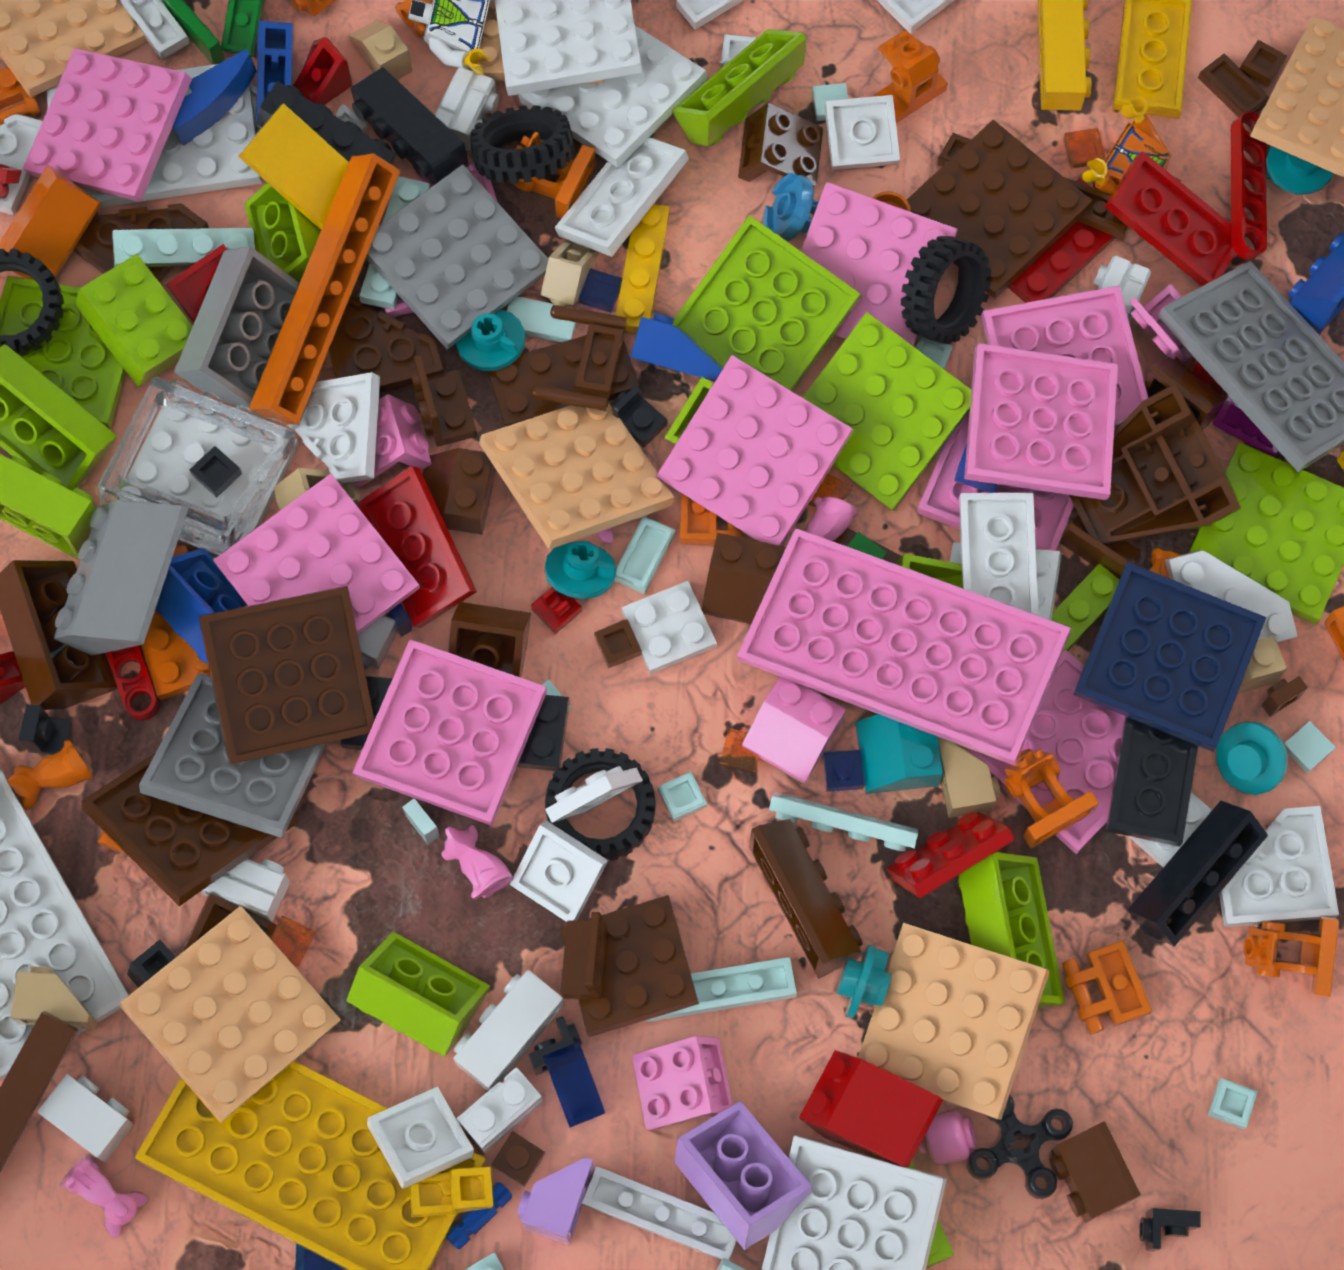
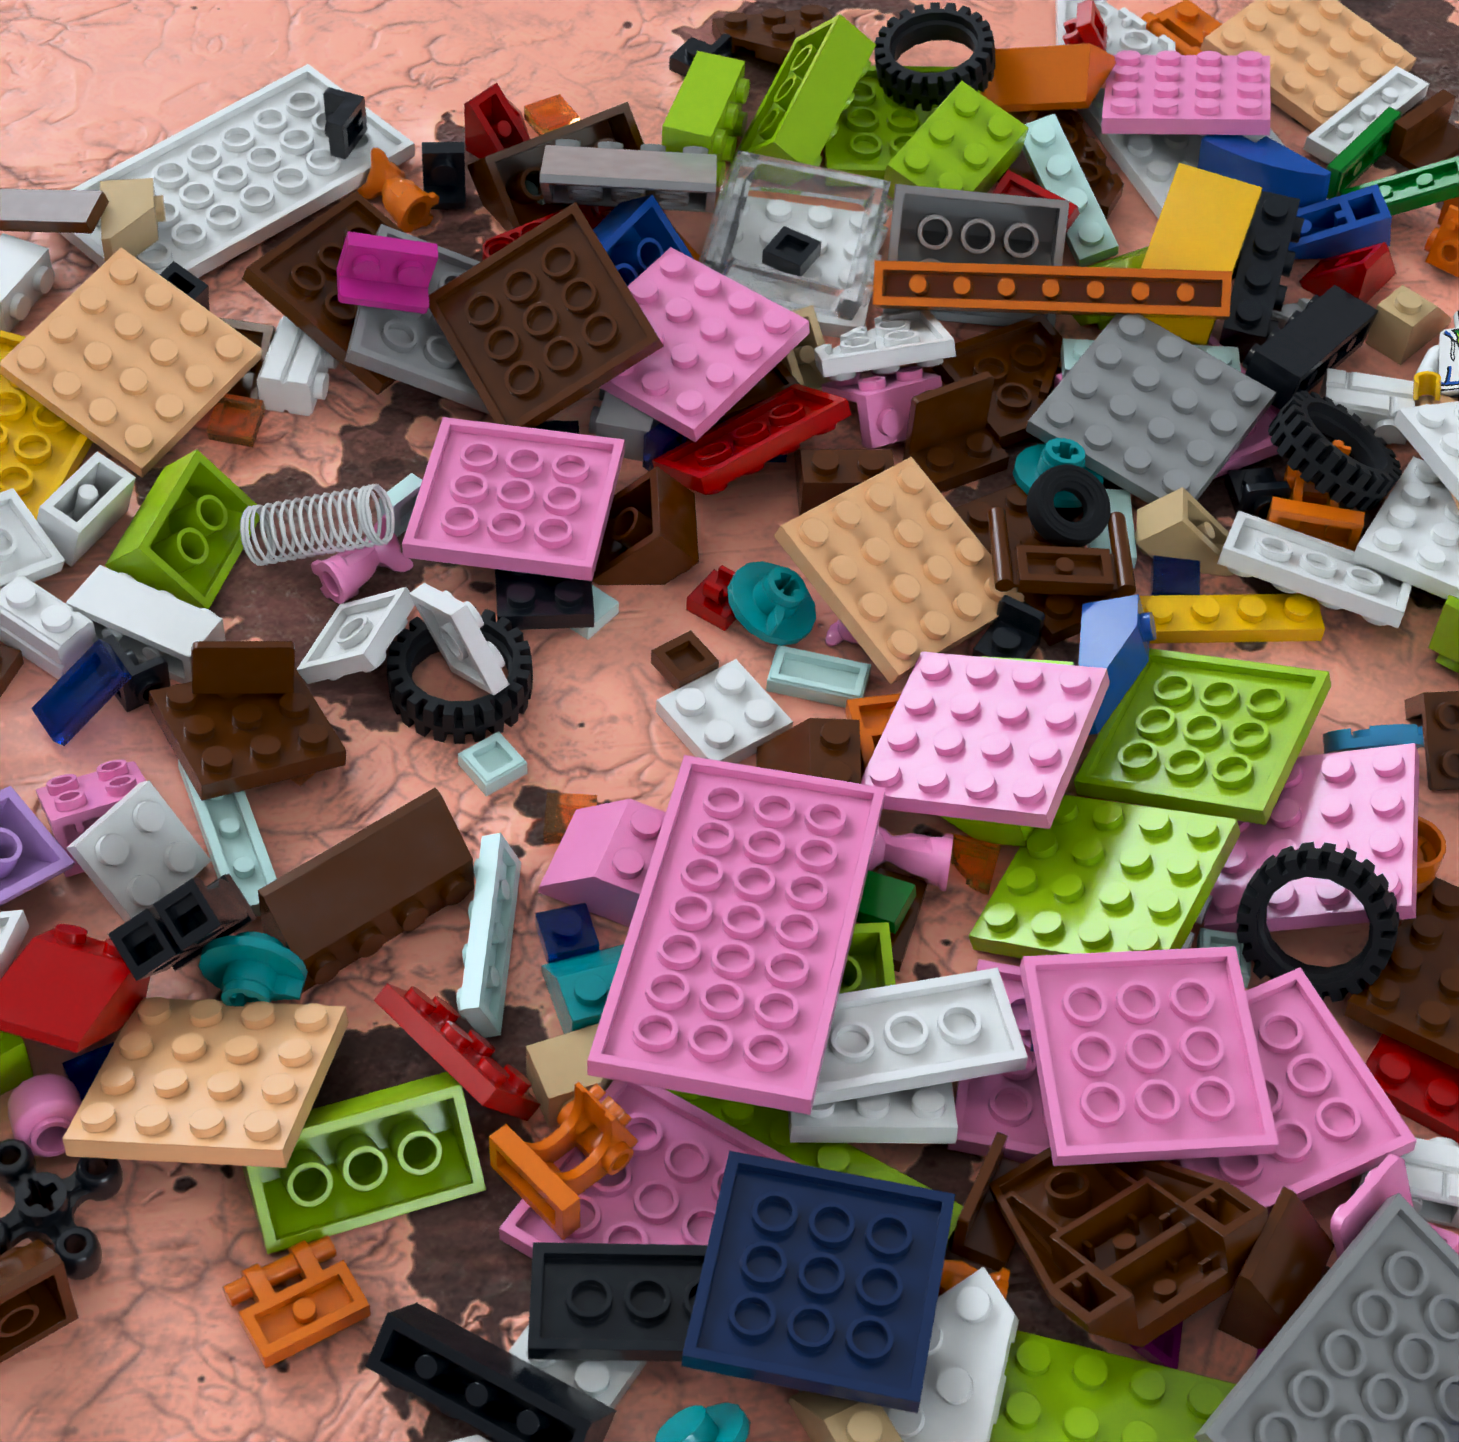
camera: 75 degrees right, 20 degrees down
(221, 787) = (386, 272): none -> dark pink bracket
(382, 1066) = (86, 506): none -> white brick
(460, 836) = (364, 523): none -> white piece
(531, 210) = (1253, 490): none -> black bracket
(531, 353) = (1088, 491): none -> black tyre
(741, 1053) = (138, 852): none -> white plate
(829, 1020) = (181, 925): none -> black hips

